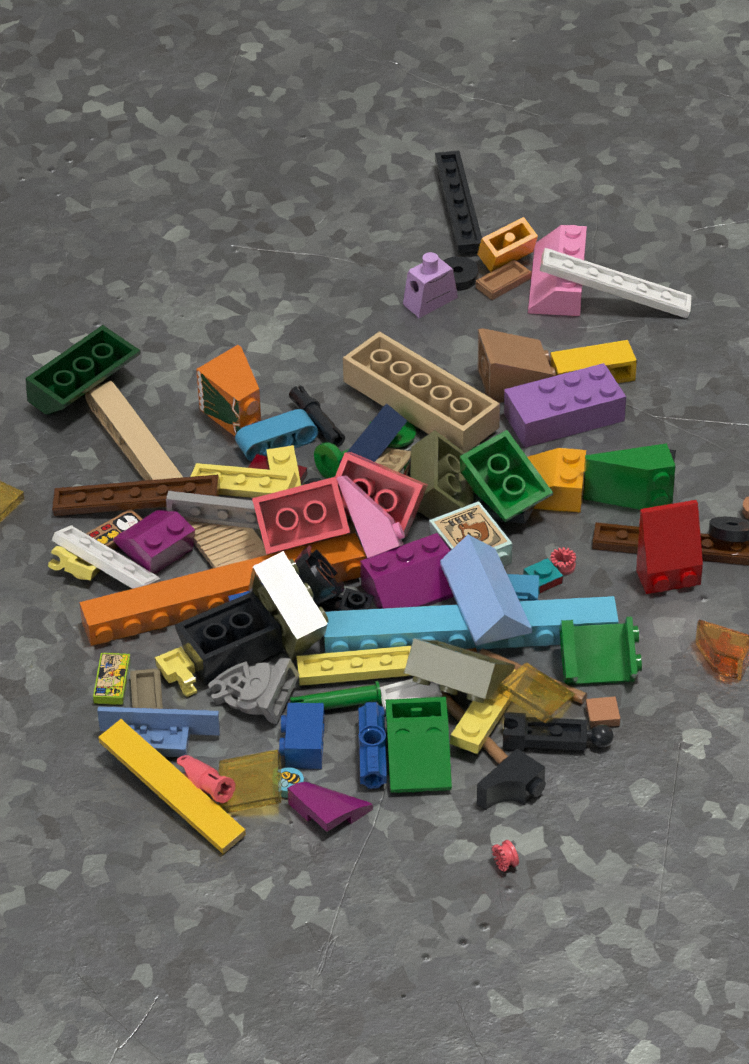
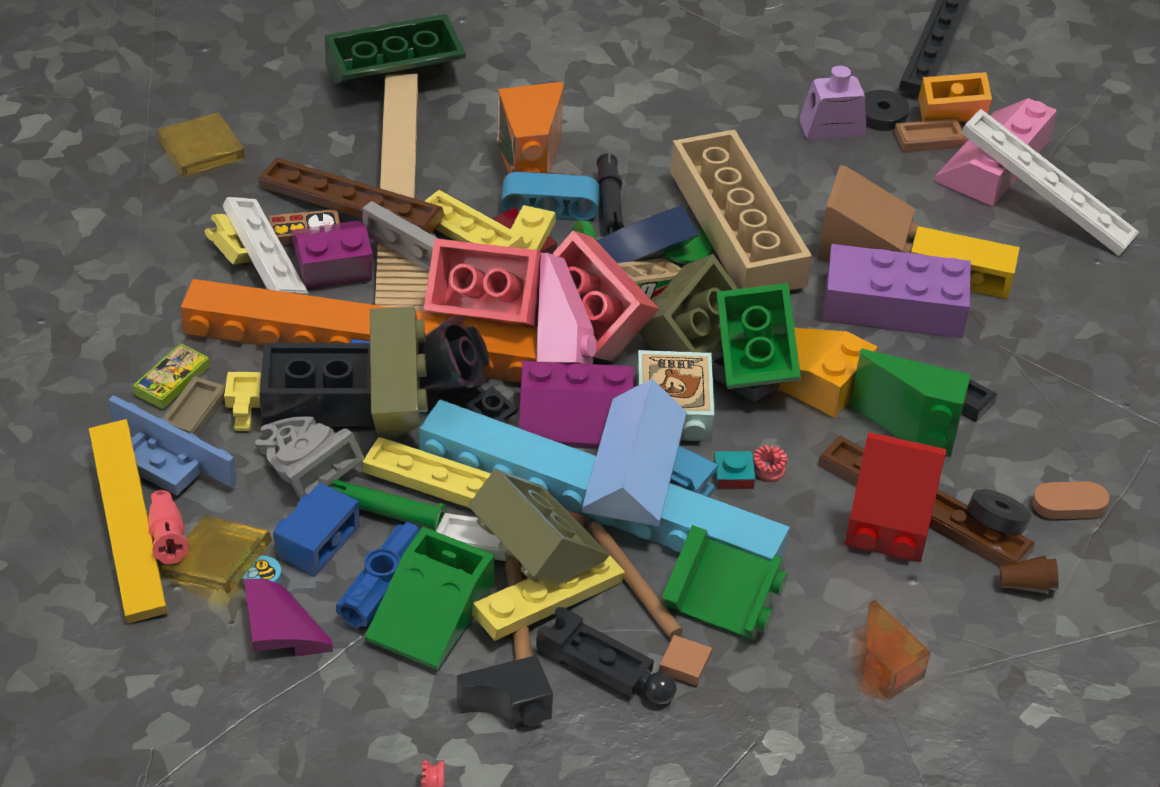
camera: 25 degrees right, 0 degrees up
(536, 692) = (613, 599): clear yellow tile -> none

